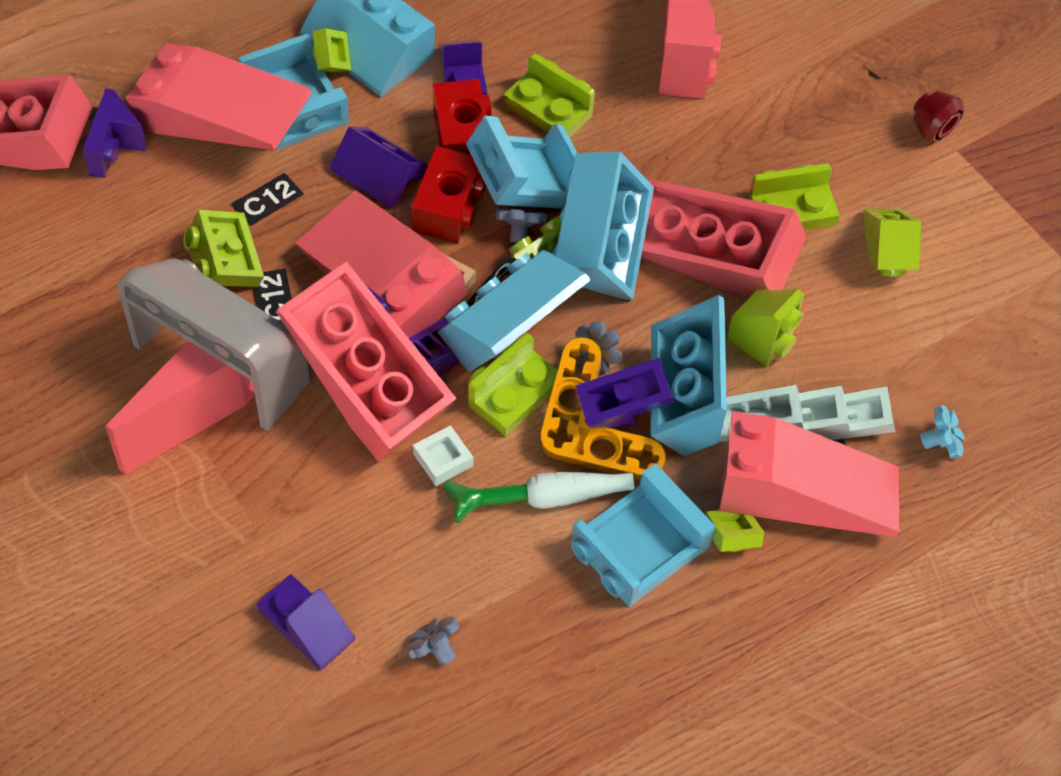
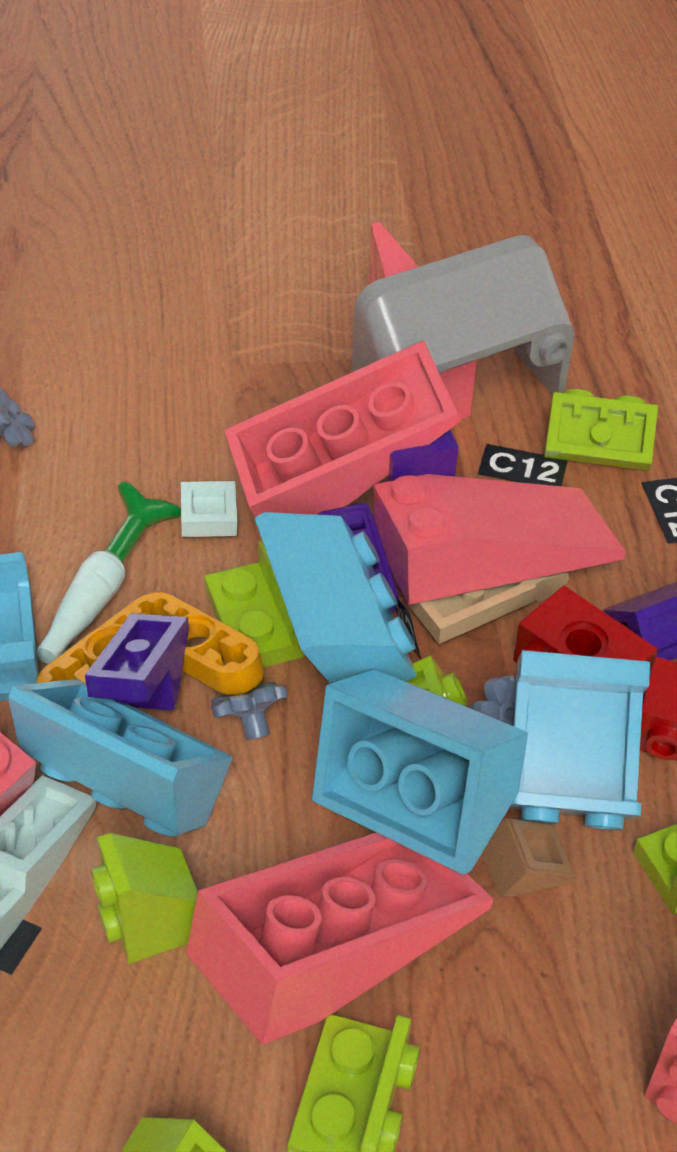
camera: 120 degrees right, 10 degrees down
(306, 621) = (100, 355): dark purple slope -> none

